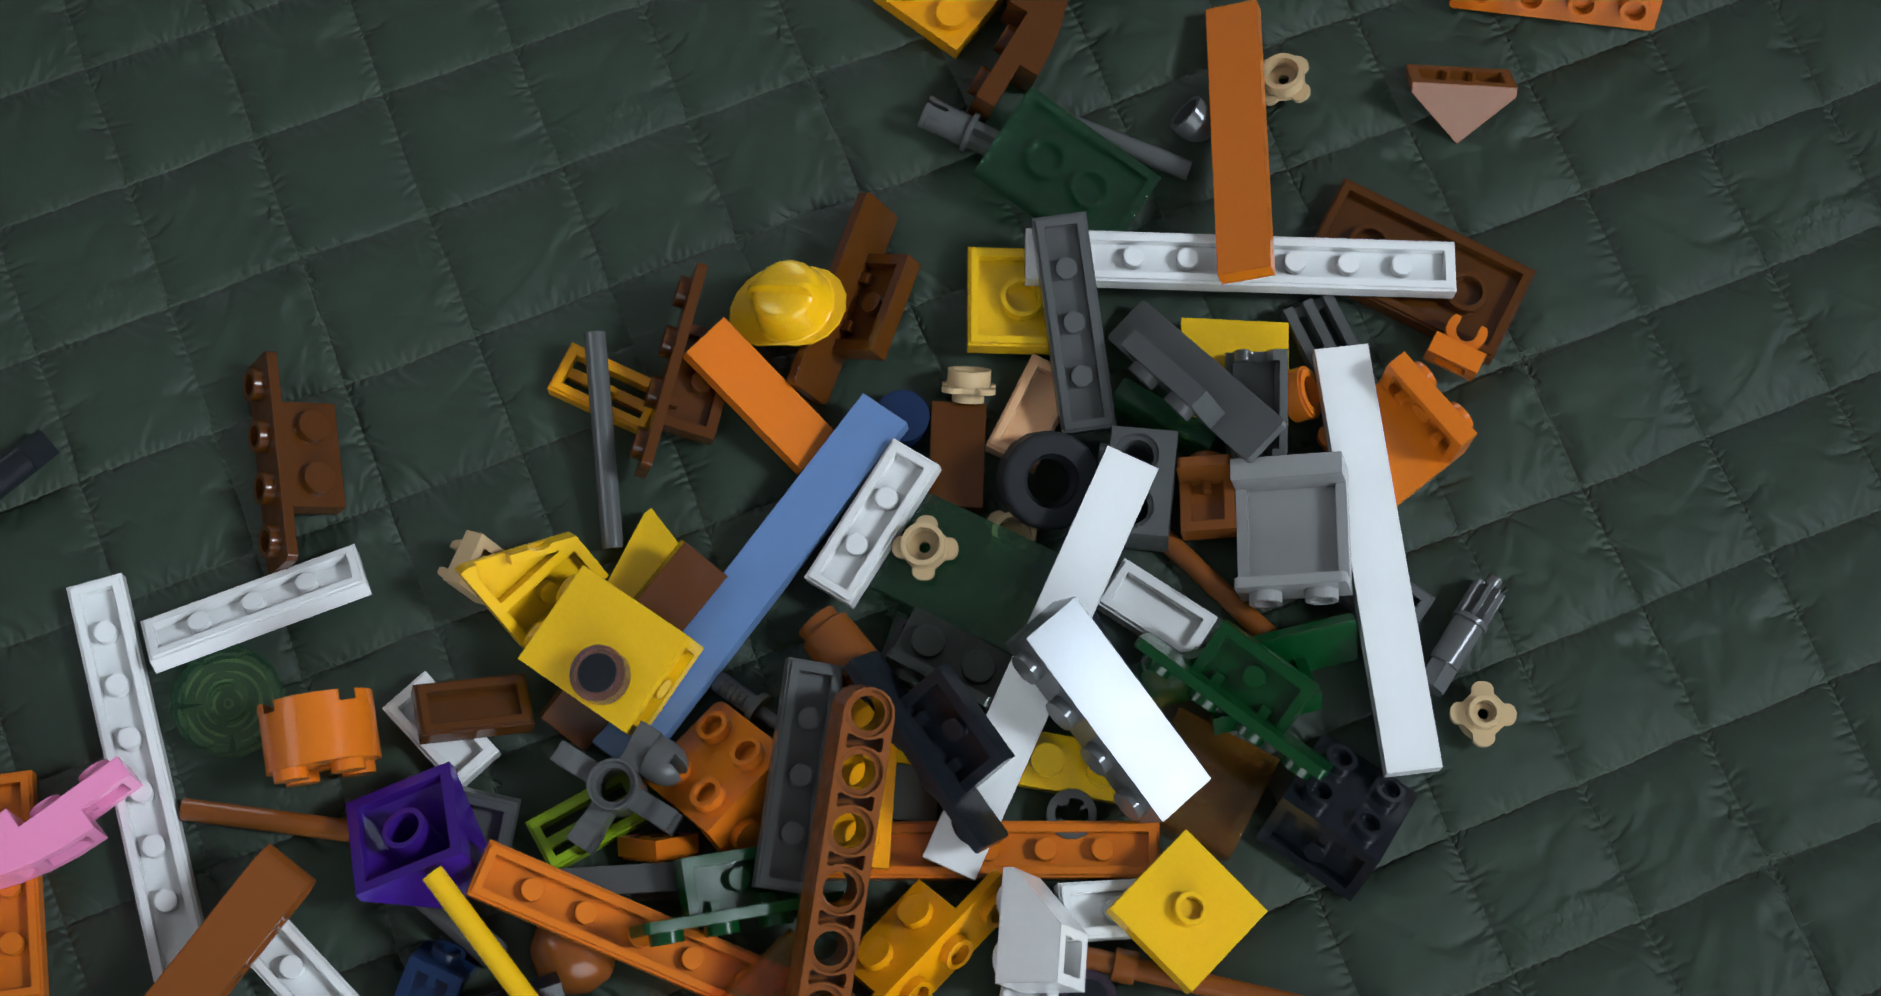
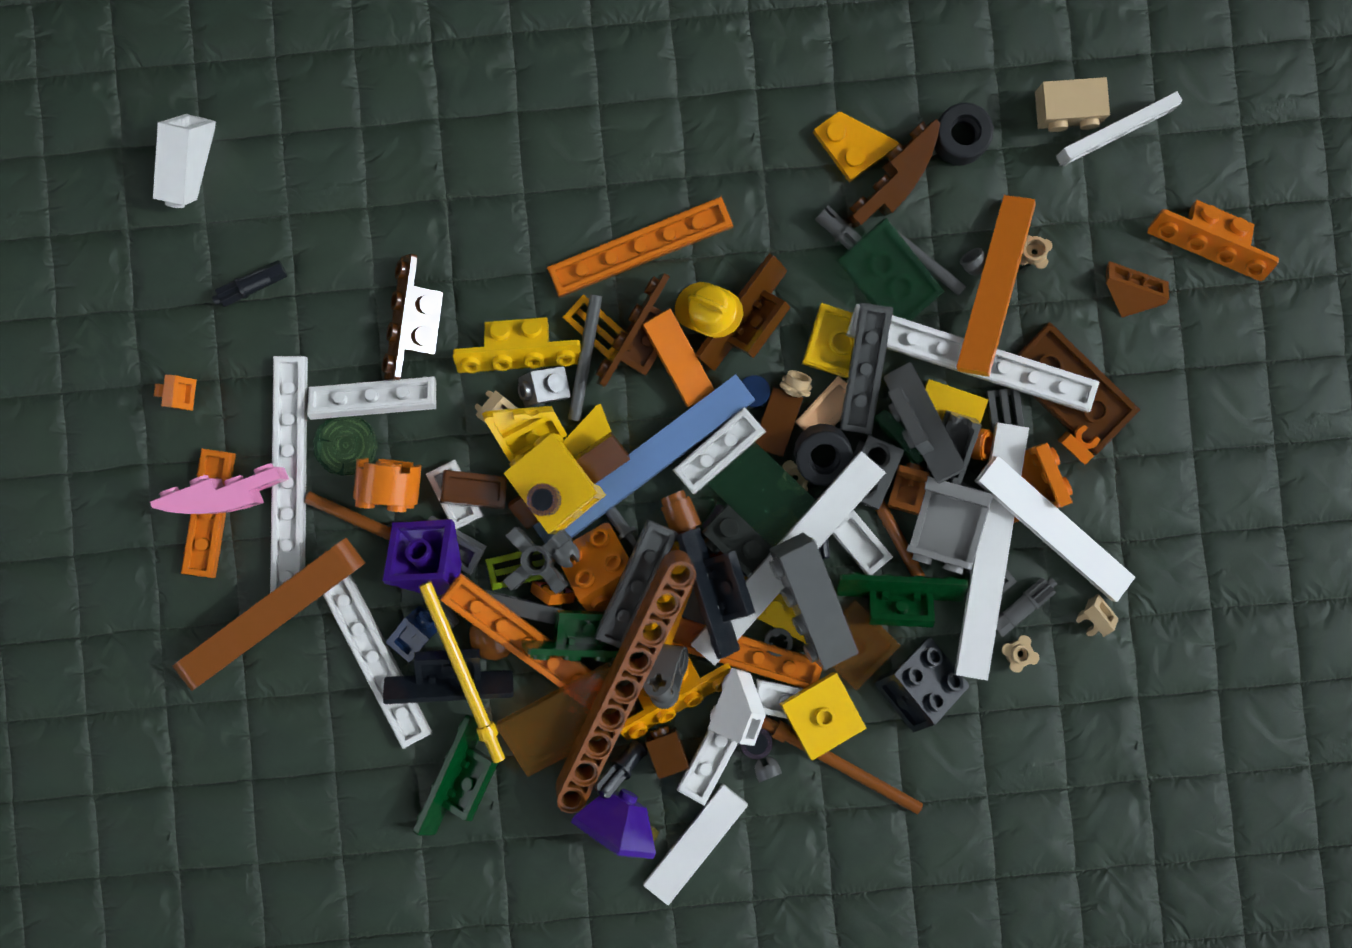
camera: 25 degrees right, 15 degrees up
(483, 457) = (516, 346): none -> yellow bracket
(546, 506) = (543, 386): none -> bracket
(643, 246) = (640, 247): none -> orange tile
(897, 916) = (667, 675): none -> dark grey piece
(924, 531) = (735, 470): tan plate -> none
(1249, 686) = (895, 611): dark green bracket -> none
(1467, 490) = (1054, 528): none -> white tile
(1590, 611) = (1100, 615): none -> tan tile

